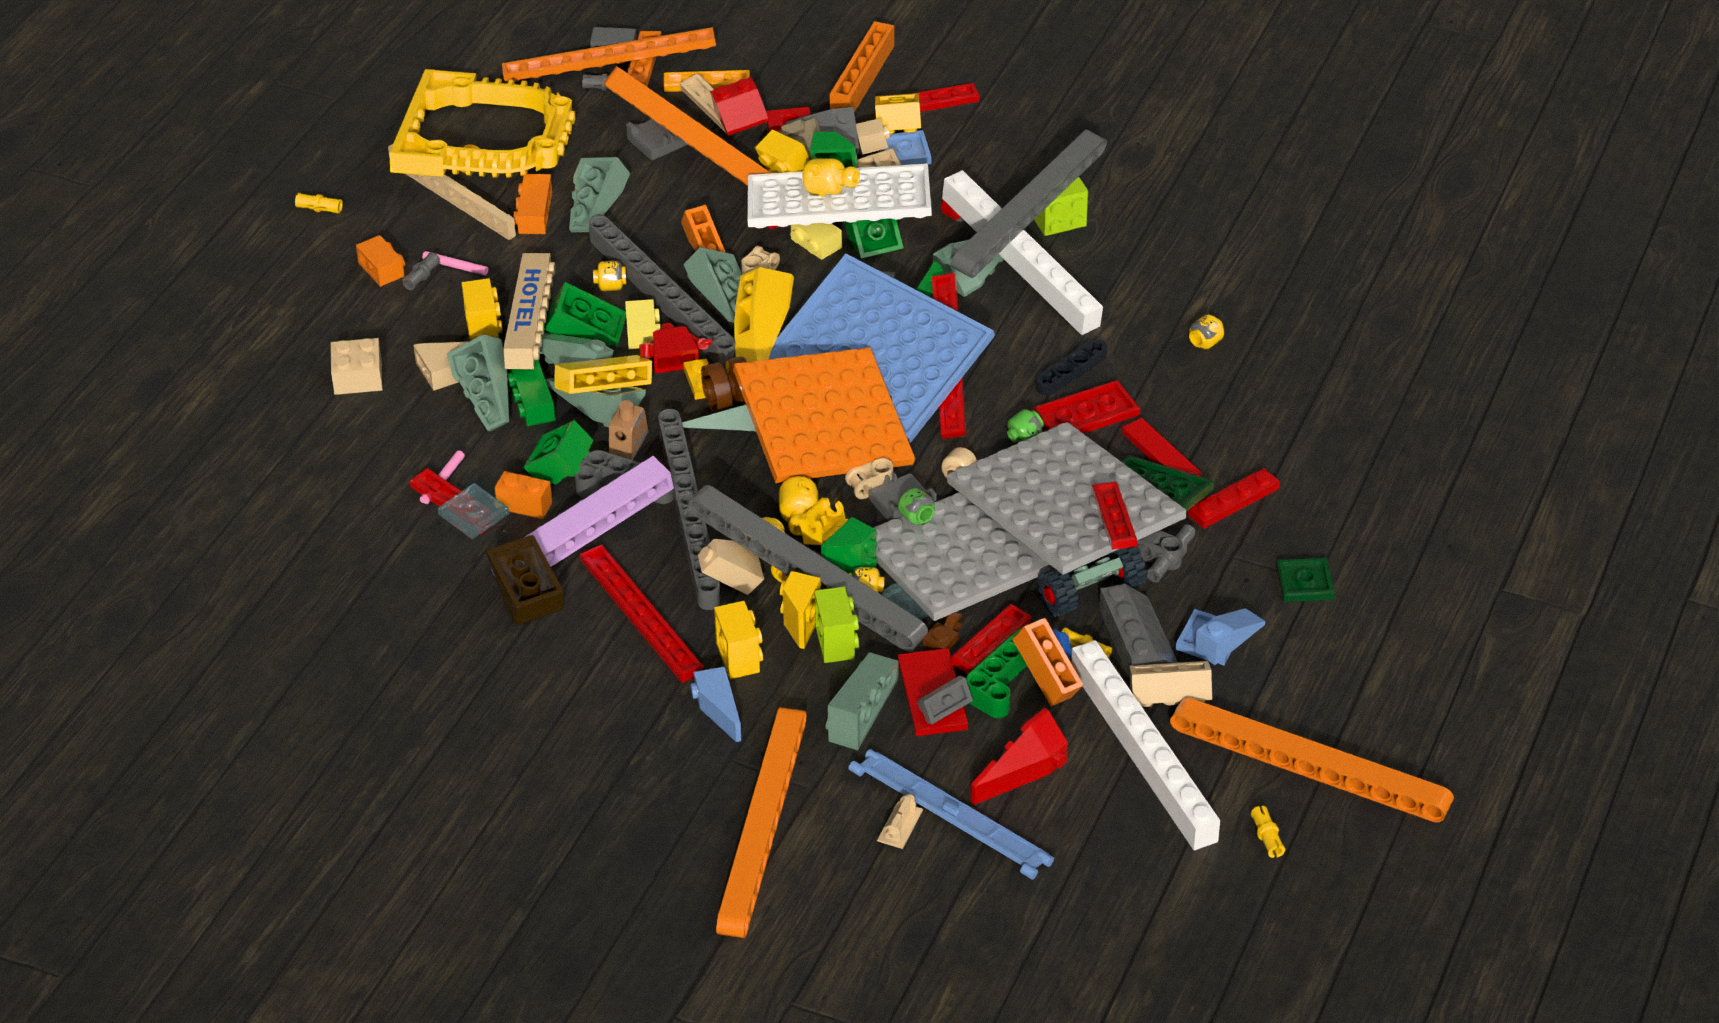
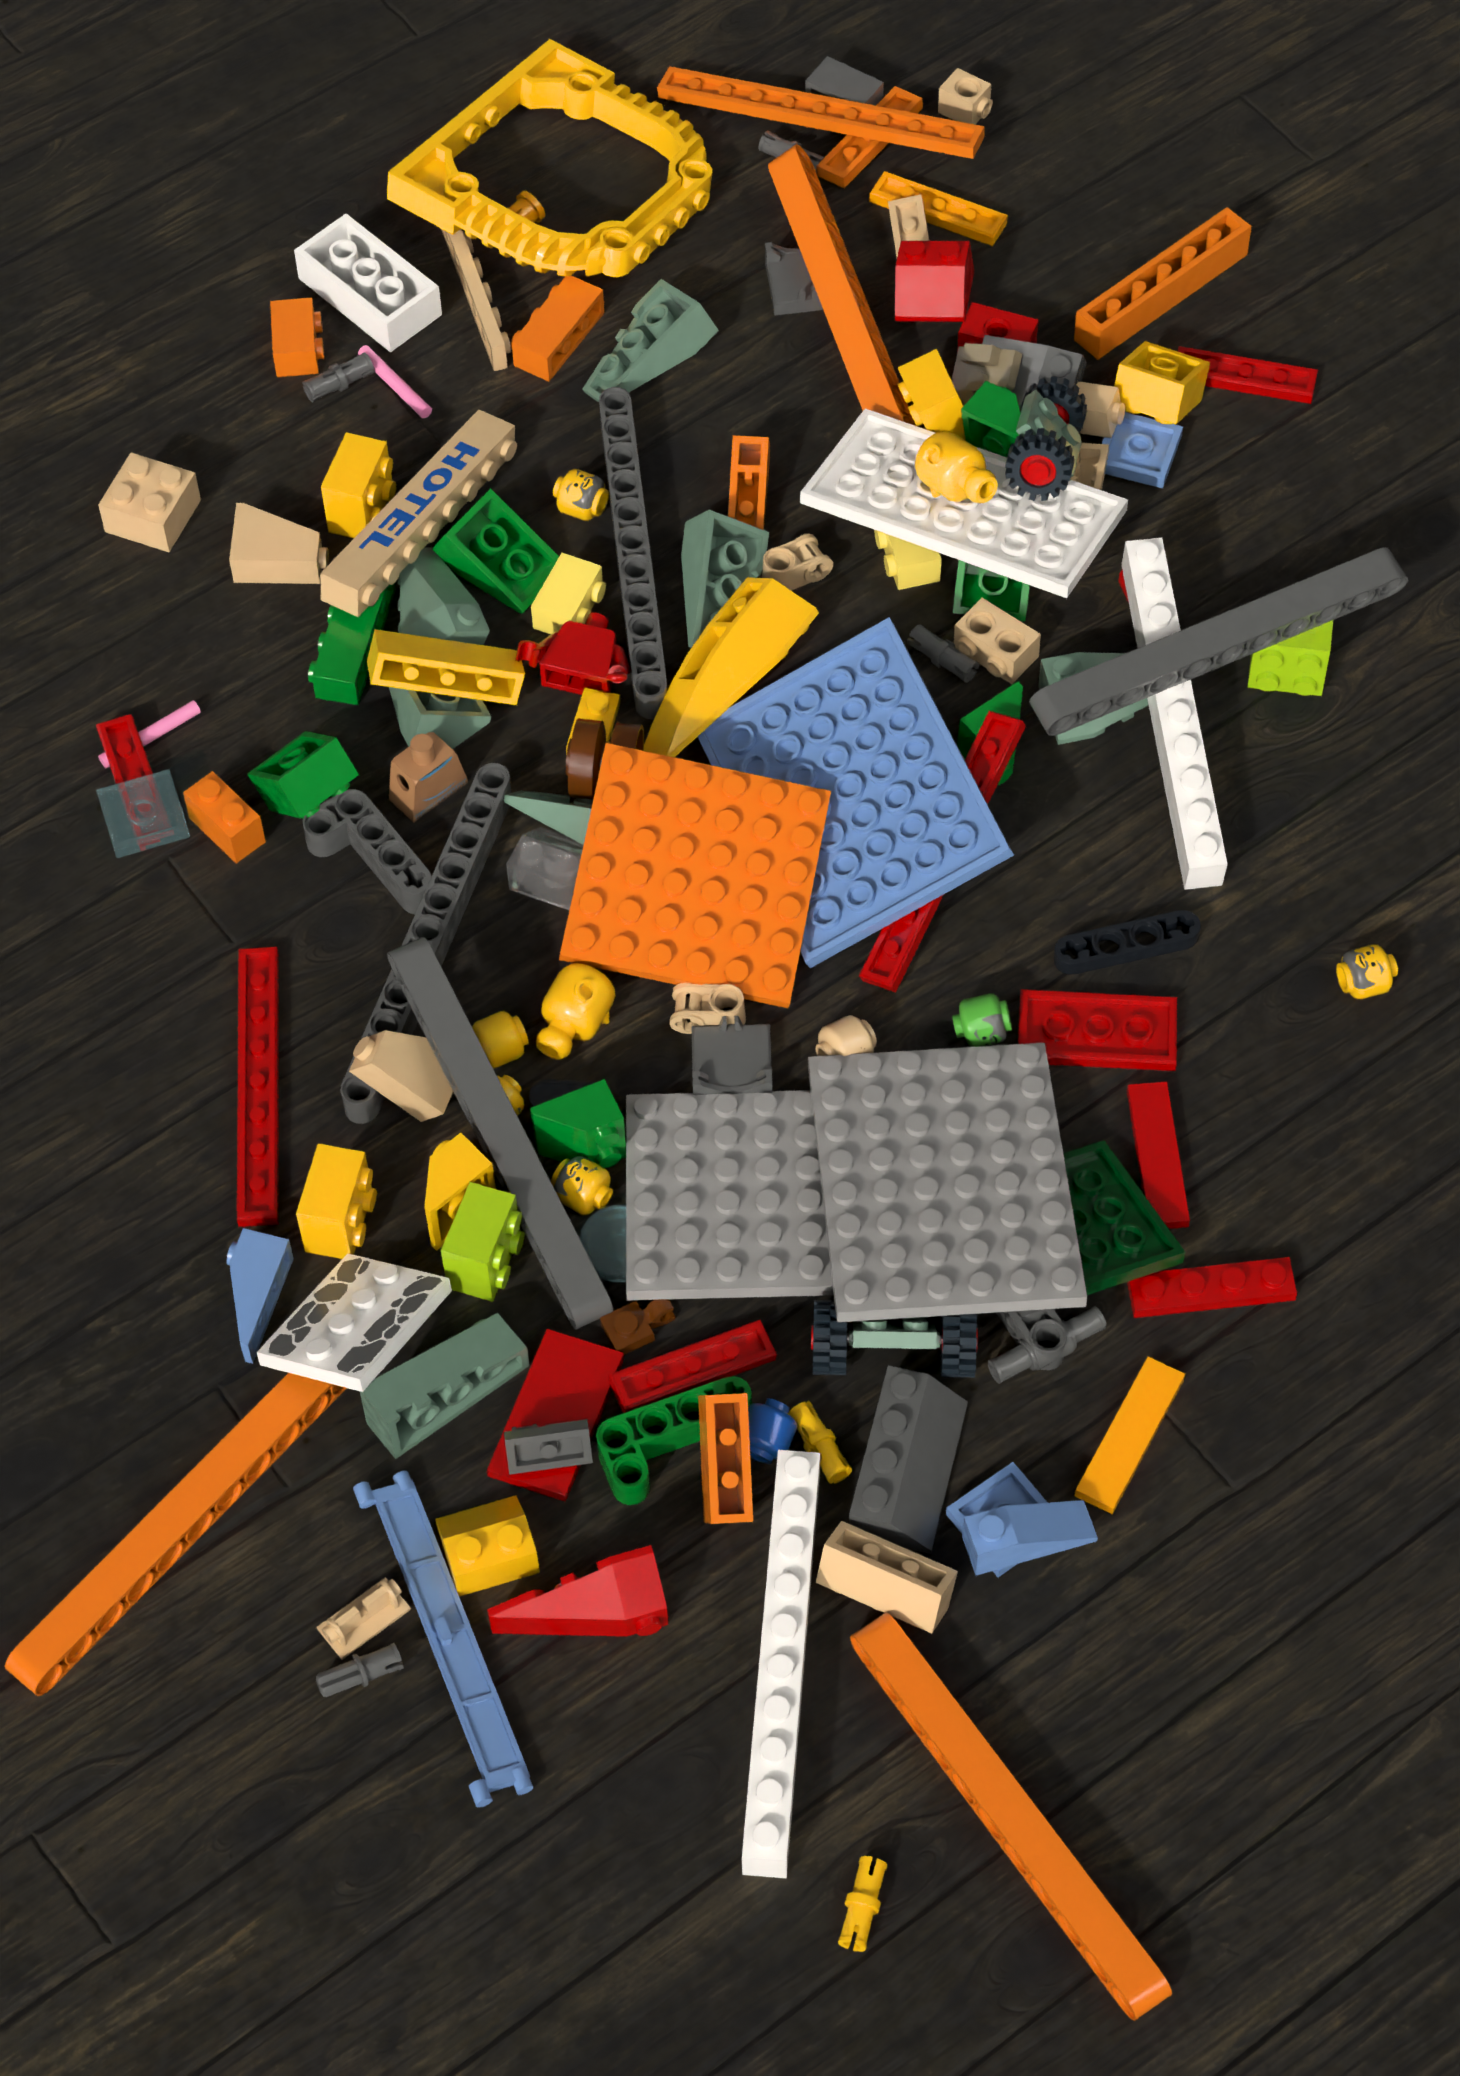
camera: 30 degrees right, 15 degrees up
(318, 203) = (281, 205): yellow pin -> none
(406, 218) = (368, 282): none -> white brick
(483, 376) = (290, 602): sand green wedge -> none
(525, 580) = (123, 964): dark brown slope -> none
(603, 510) = (259, 905): lavender brick -> none
(684, 21) = (965, 97): none -> tan brick
(734, 451) = (545, 866): none -> clear slope
(794, 685) = (354, 1322): none -> white plate
(821, 522) = (584, 1056): yellow hinge -> none
(873, 154) = (1047, 440): none -> plate
(898, 257) = (997, 640): none -> tan brick
(916, 506) = (725, 1094): bright green head -> none
(918, 846) = (359, 1670): none -> dark grey axle
(946, 761) = (488, 1545): none -> yellow slope
(1114, 515) = (969, 1260): red tile -> none
(1243, 575) = (1129, 1435): none -> light orange tile
(1305, 579) = (1220, 1485): dark green tile -> none

